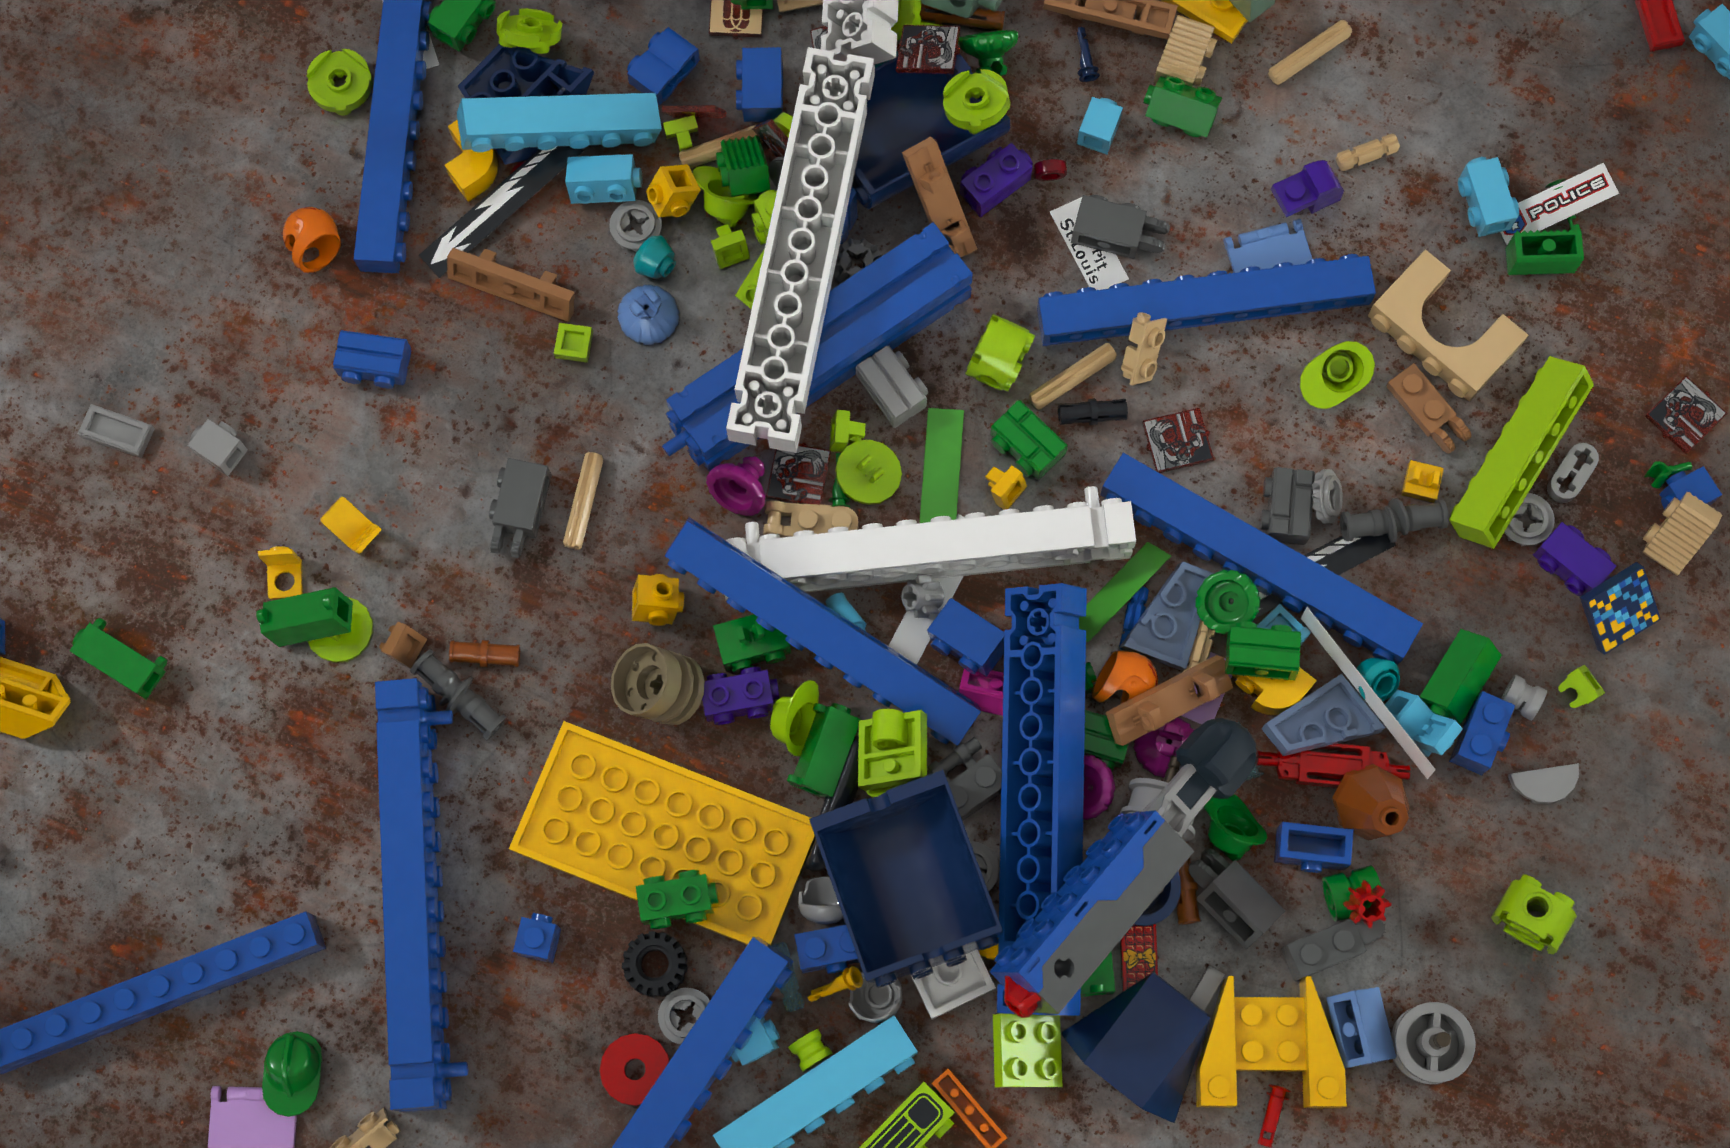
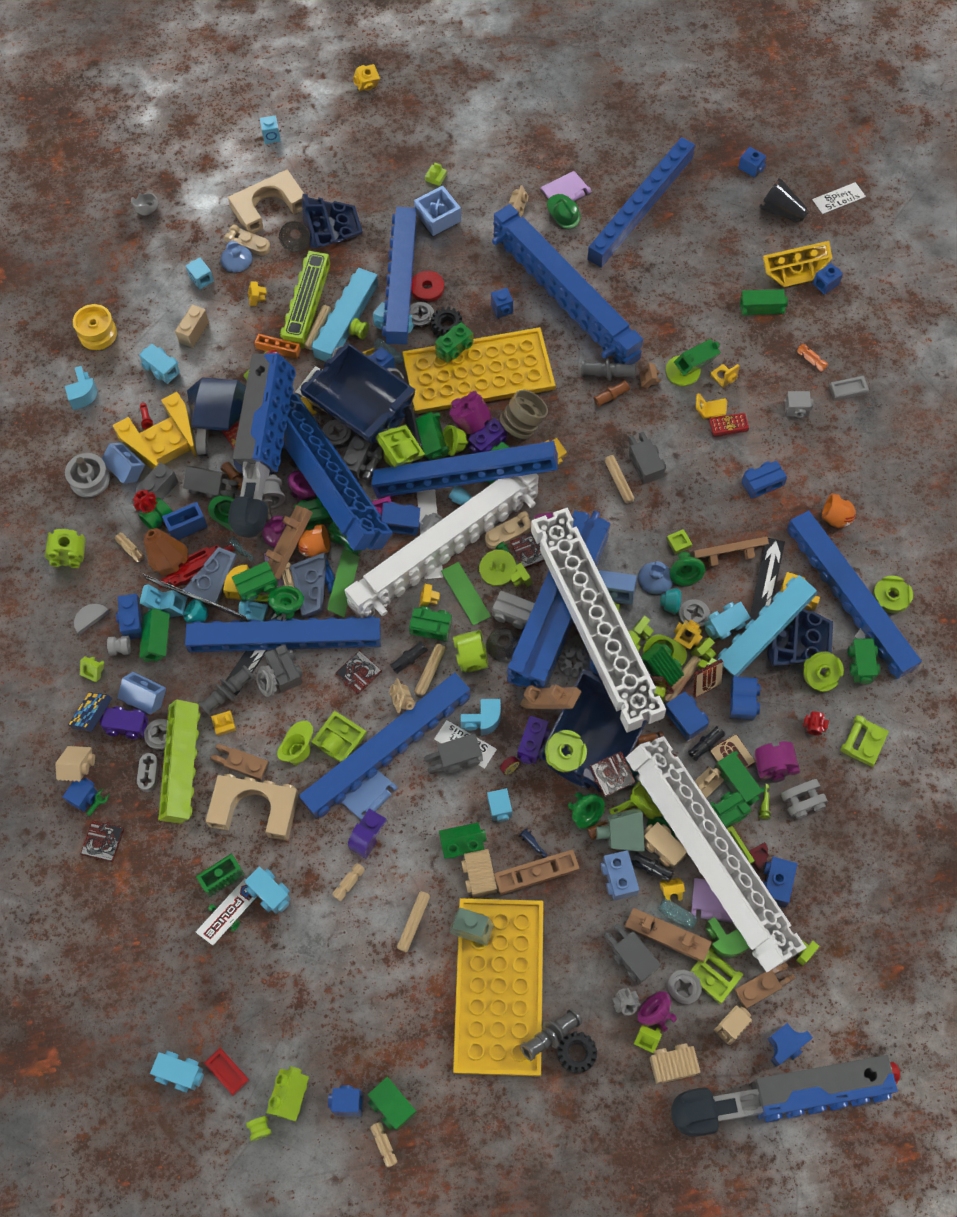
camera: 145 degrees right, 10 degrees down
(124, 516) = (812, 357): none -> orange axle
(339, 481) = (728, 424): none -> red tile
(597, 290) = (687, 570): none -> green hair
(662, 157) = (703, 649): none -> lime tile
(717, 321) = (620, 586): none -> medium blue brick
(739, 746) = (470, 412): none -> magenta brick
(759, 39) = (706, 743): none -> black pin
(876, 1106) = (319, 322): none -> tan axle
(939, 366) = (500, 652): none -> clear smoke piece
(1041, 248) = (487, 720): none -> medium azure brick
(1266, 353) = (339, 737): none -> lime plate
(1423, 868) = (129, 547): none -> tan axle
(1526, 590) = (141, 693): none -> medium blue brick

